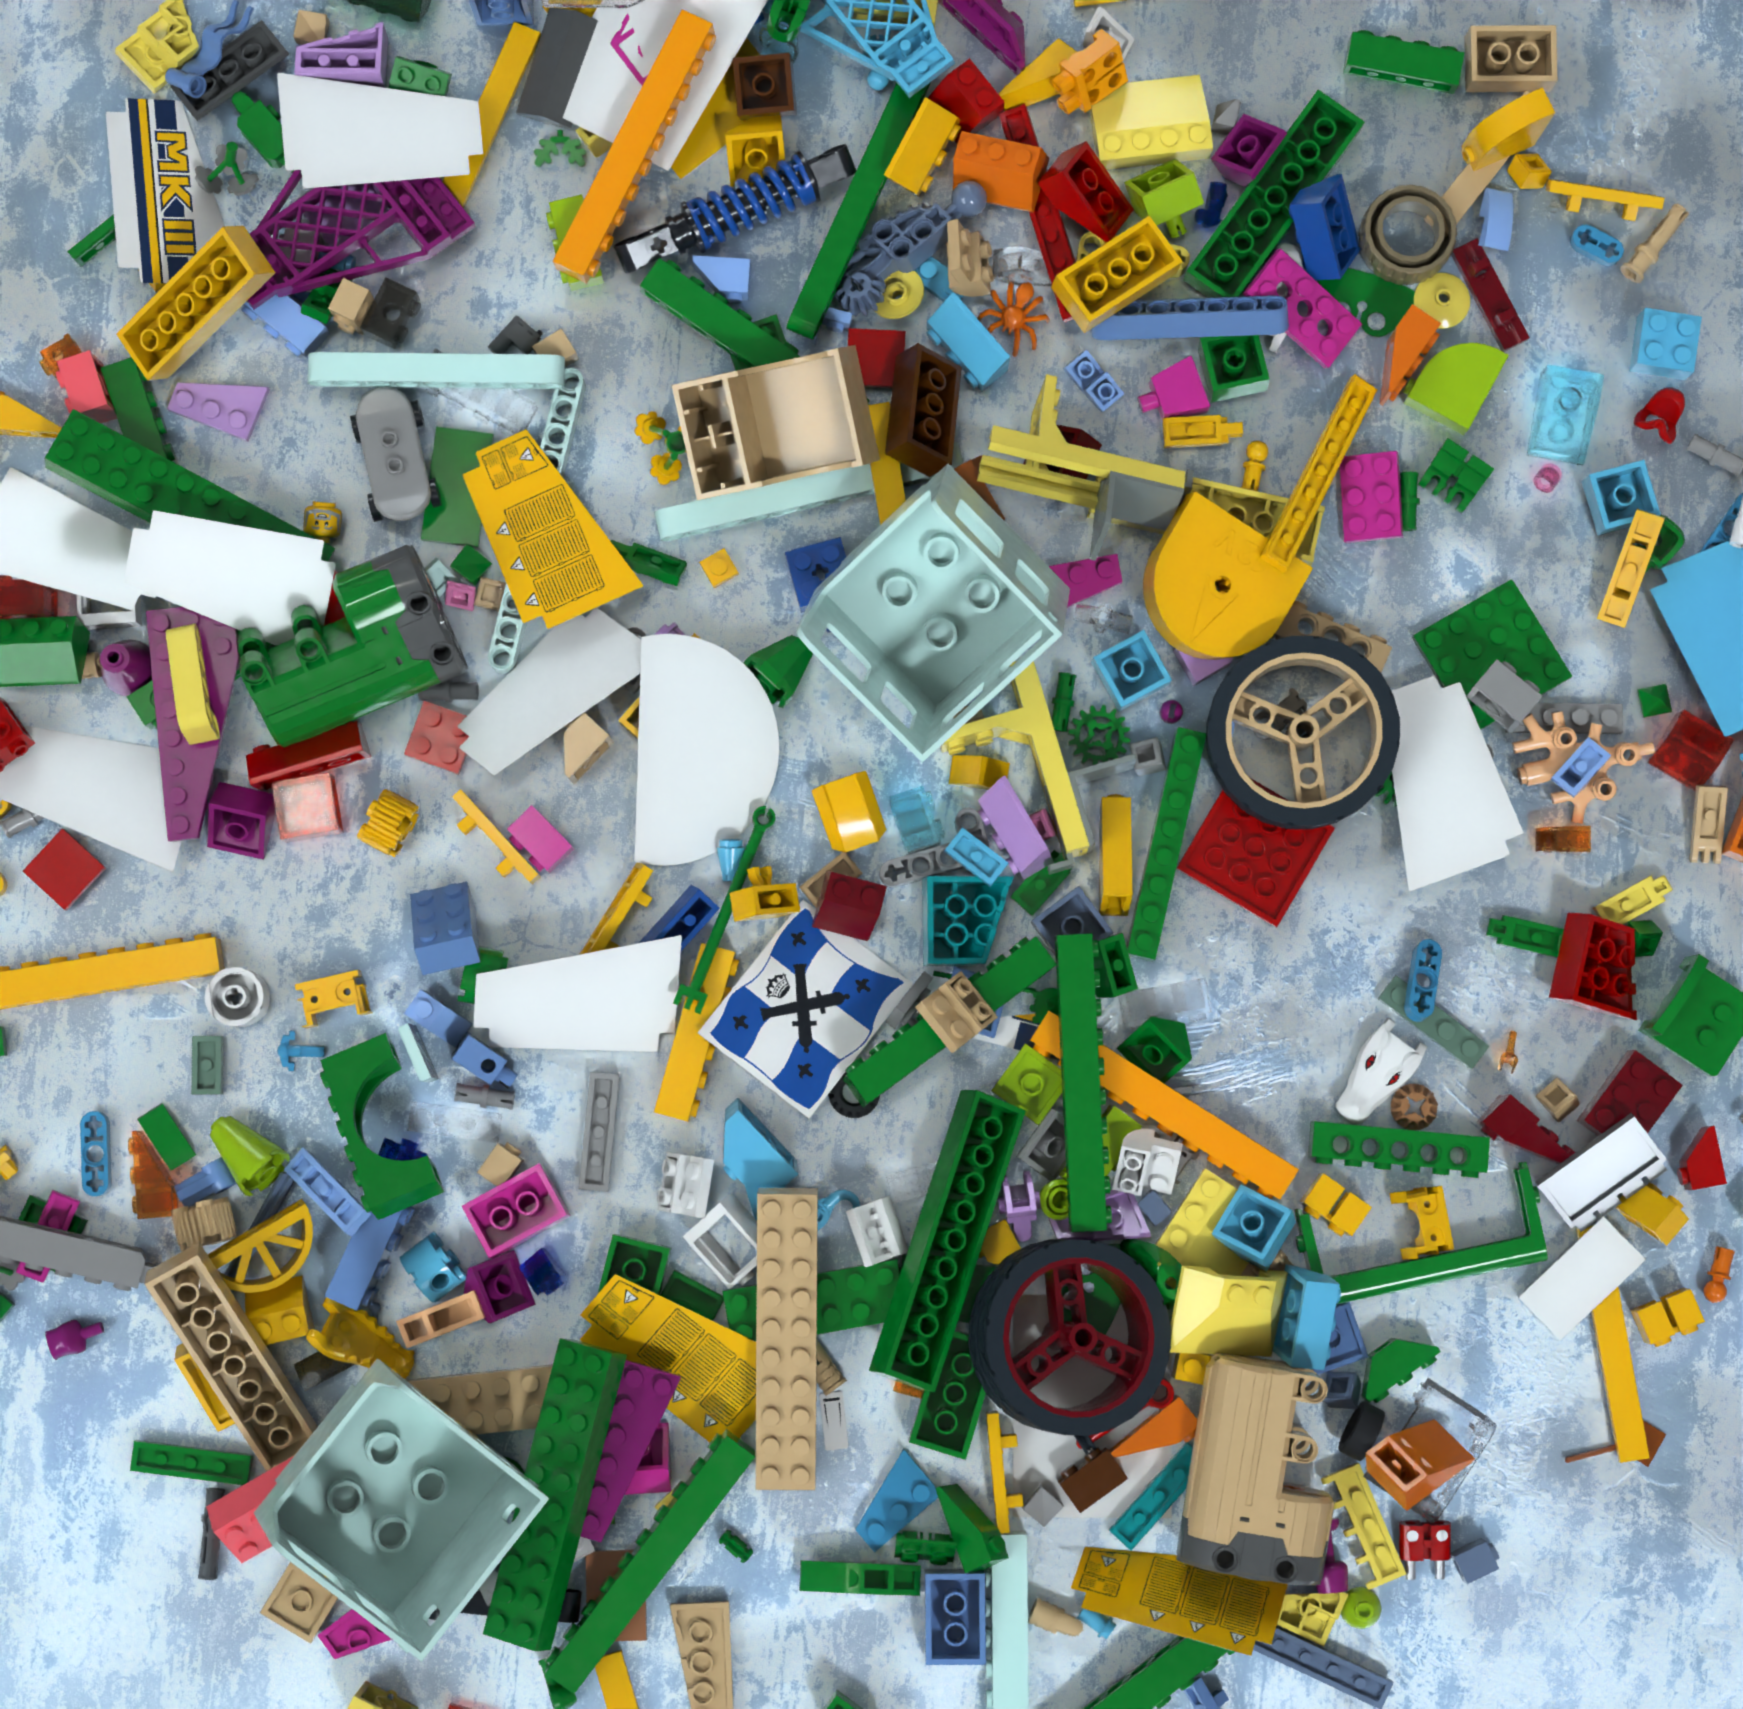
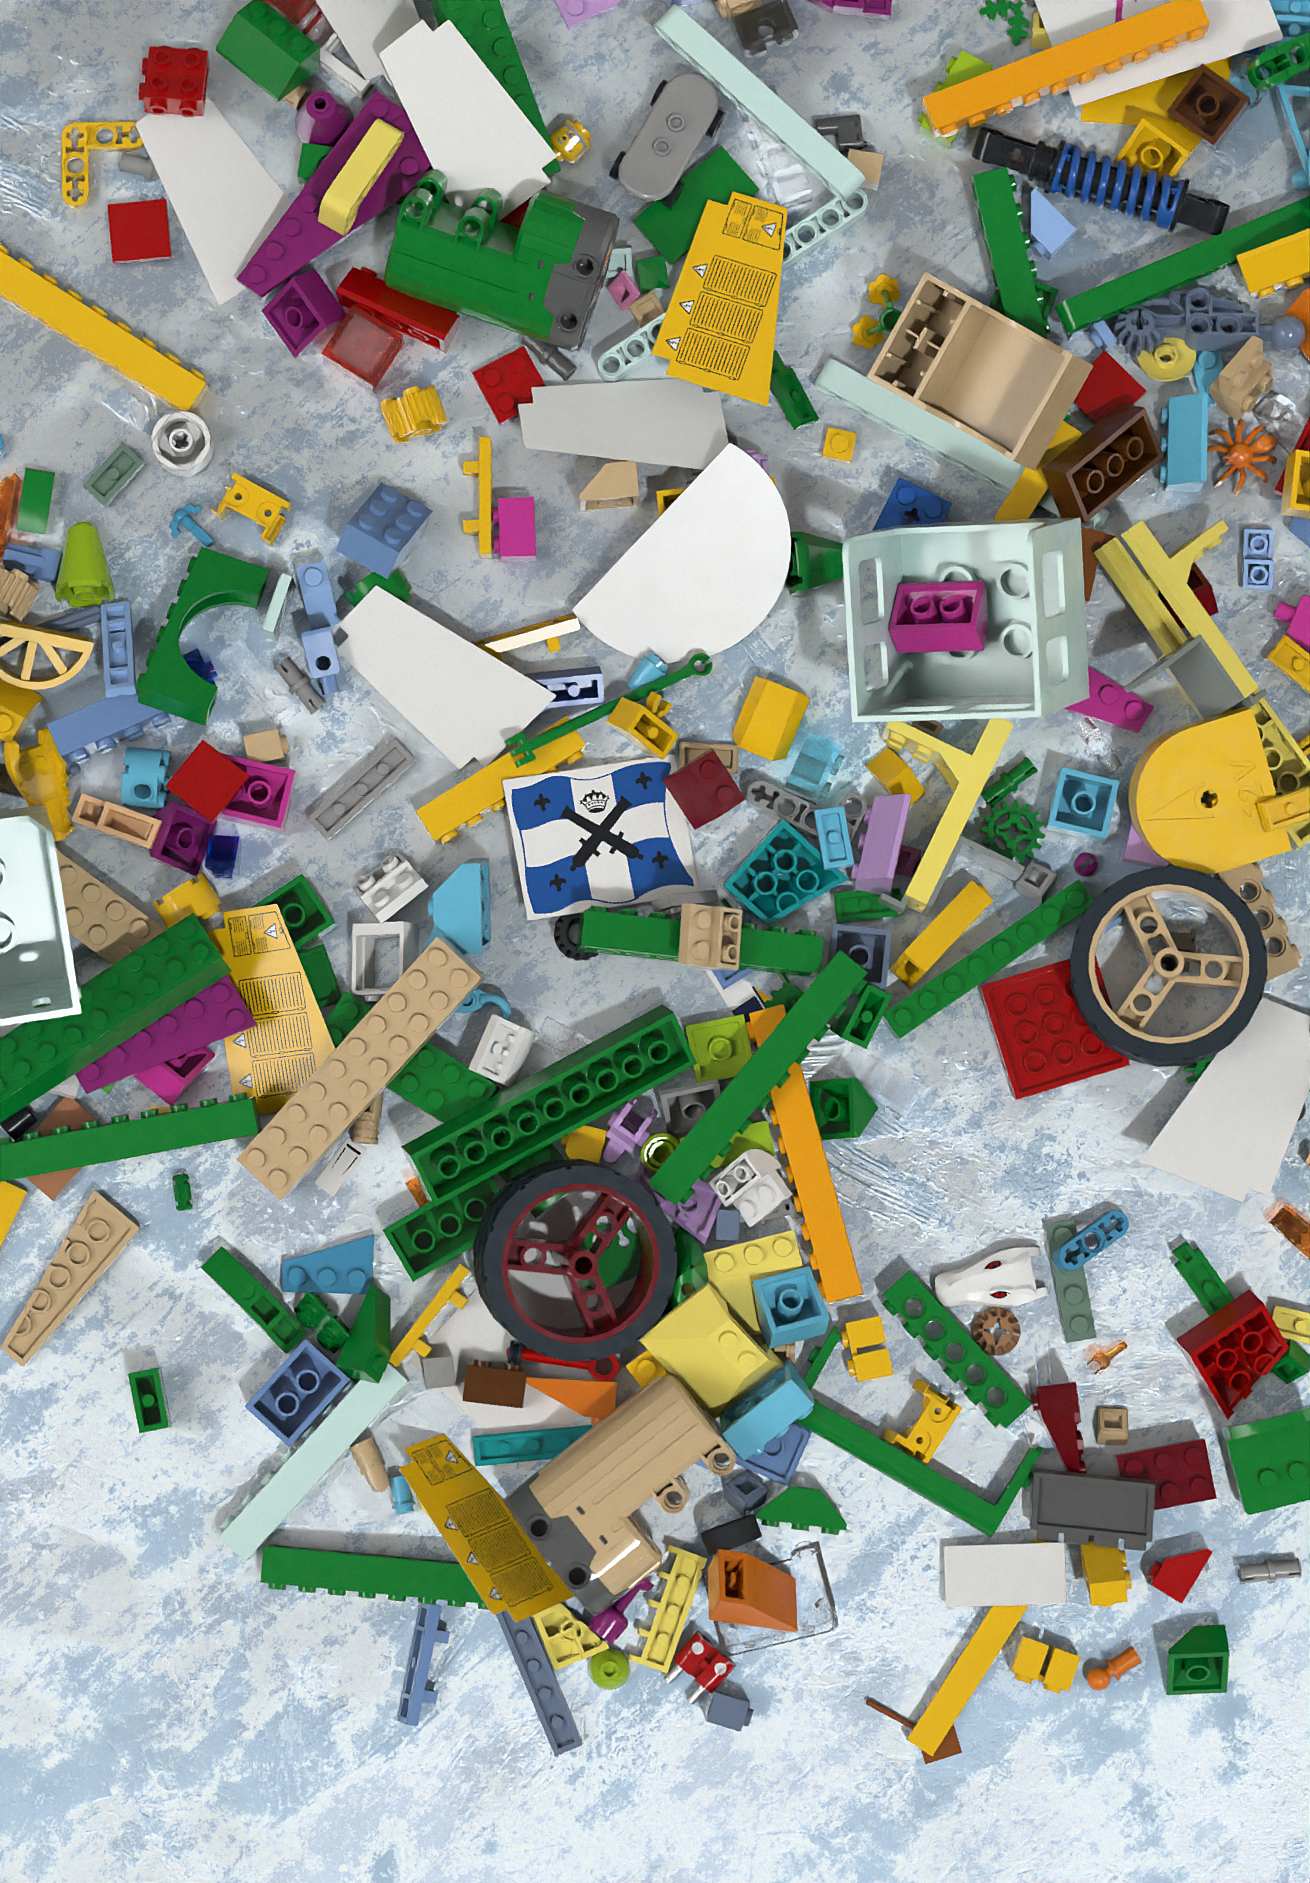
camera: 40 degrees right, 0 degrees up
(482, 1230) = (207, 781): none -> red tile
(546, 1329) = (187, 899): none -> yellow brick
(909, 627) = (940, 617): none -> dark pink slope

